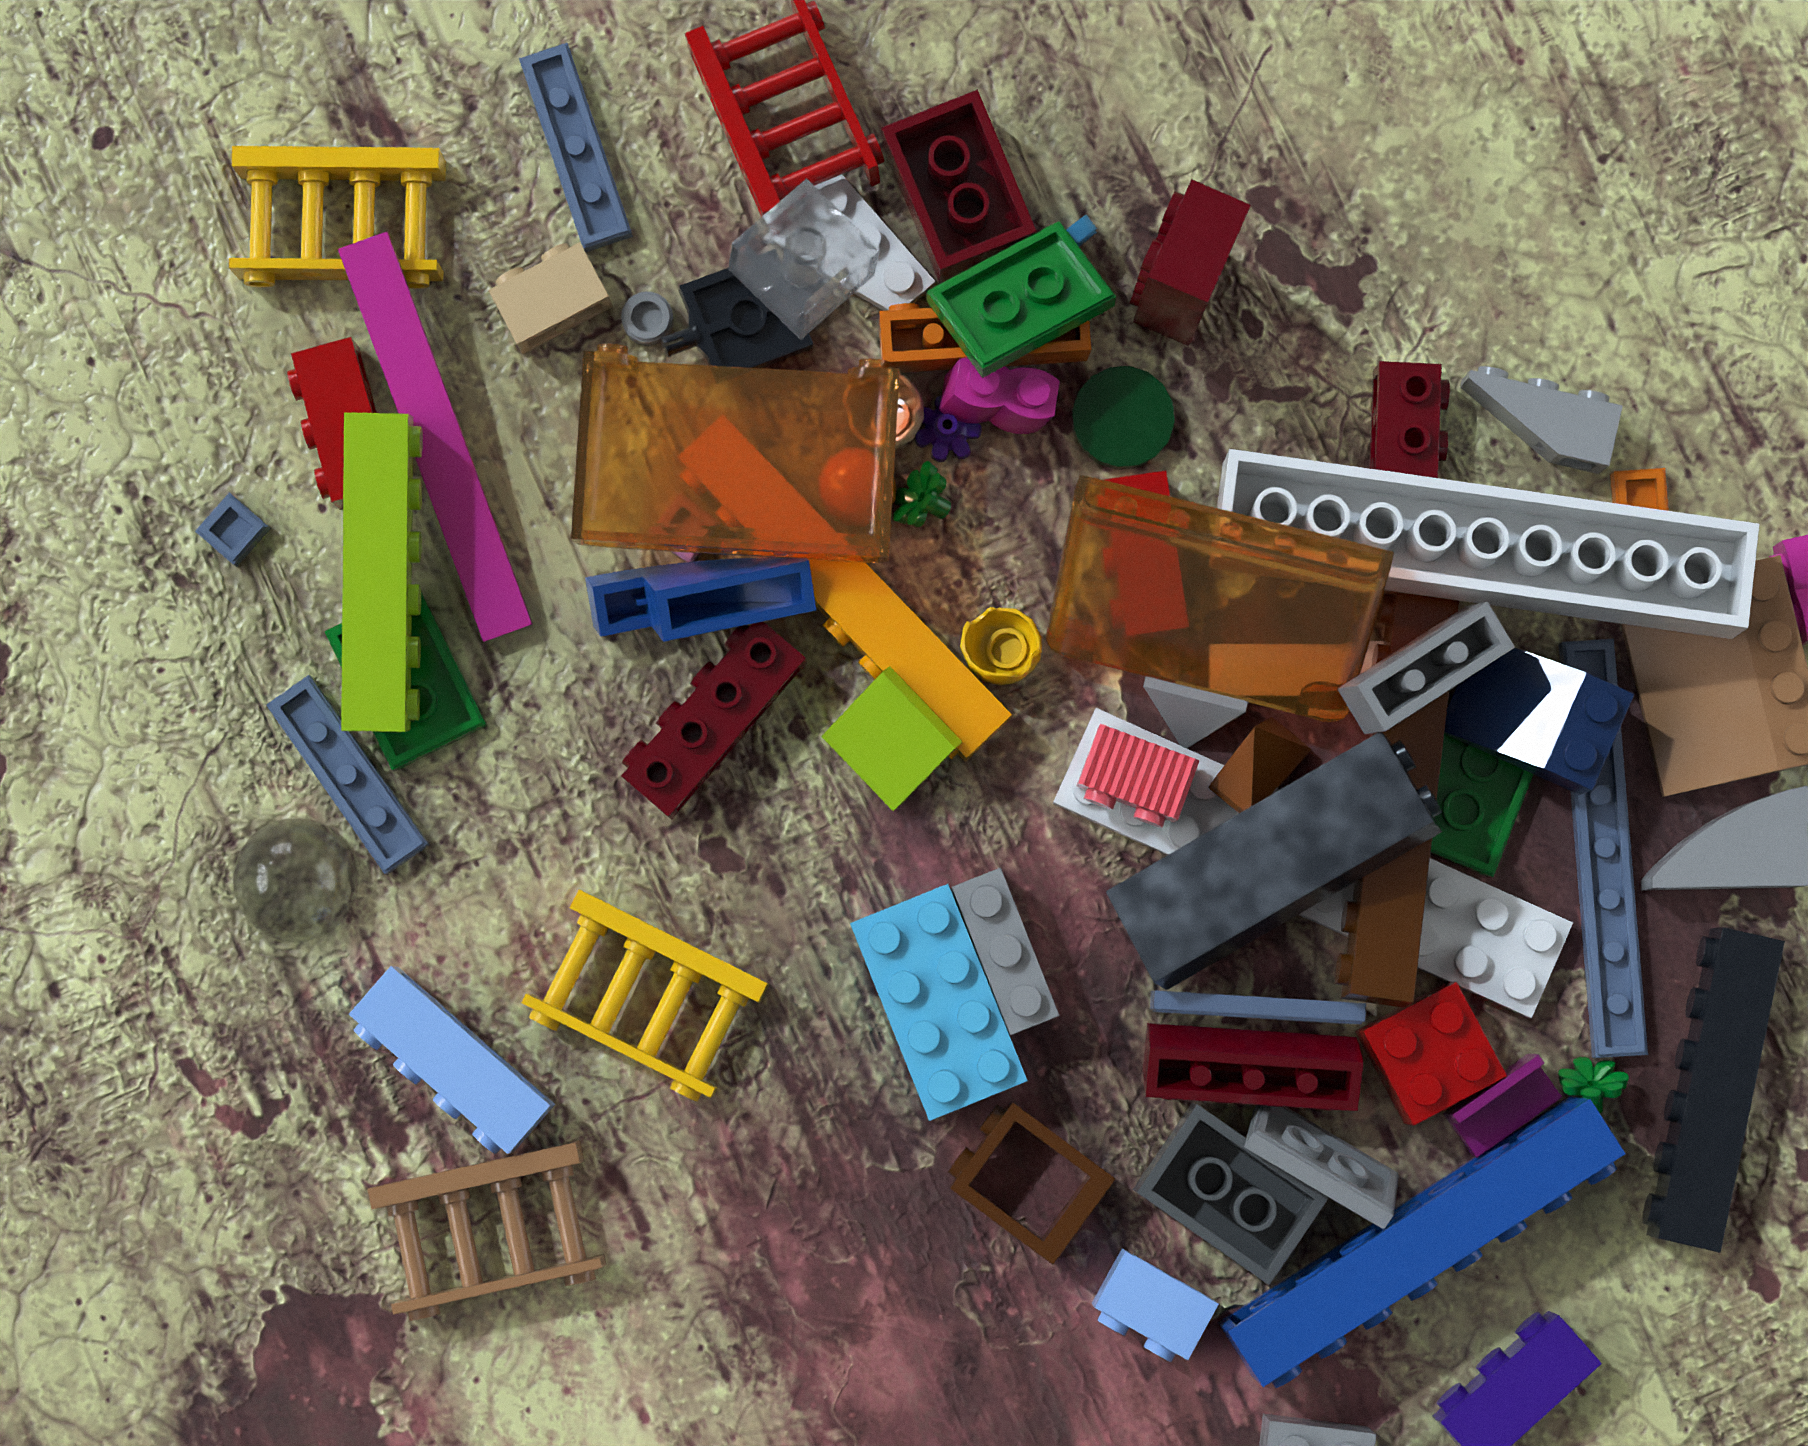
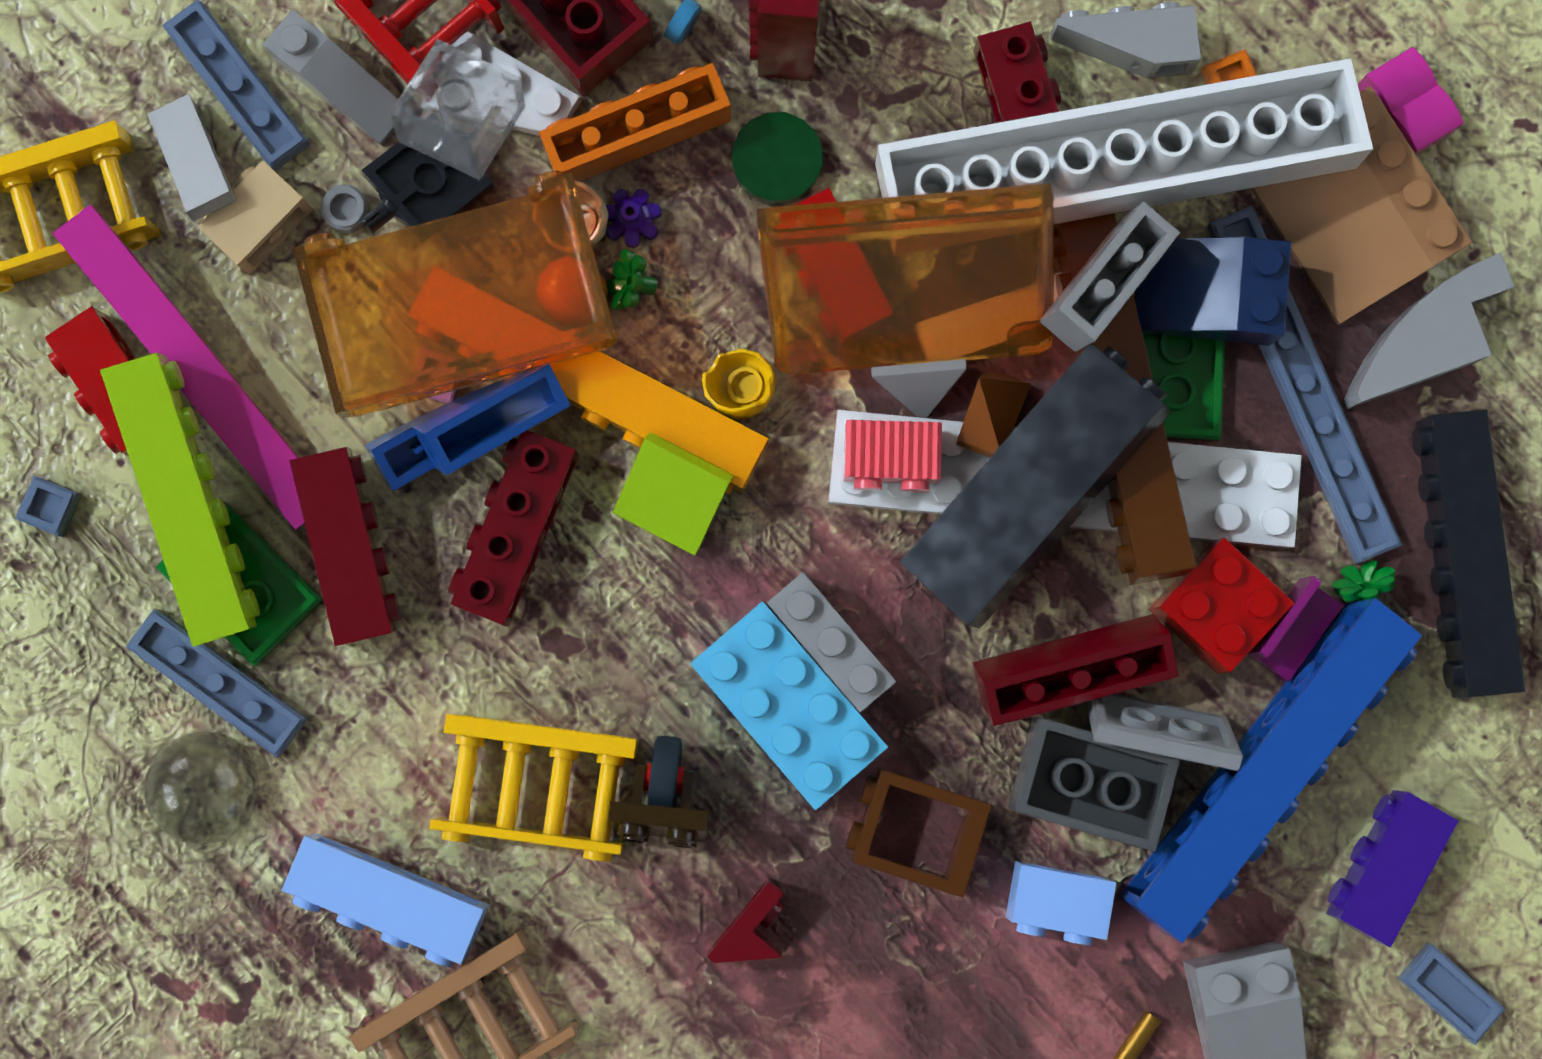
camera: 20 degrees left, 0 degrees up
(505, 212) = (191, 157): none -> light grey tile
(529, 677) = (344, 546): none -> dark red brick
(683, 176) = (332, 75): none -> light grey slope
(765, 1072) = (660, 817): none -> dark brown plate
(806, 1229) = (741, 939): none -> dark red slope
(1010, 399) = (674, 171): dark pink brick -> none
(1020, 299) = (655, 81): green tile -> none
(1257, 1007) = (1061, 616): sand blue tile -> none

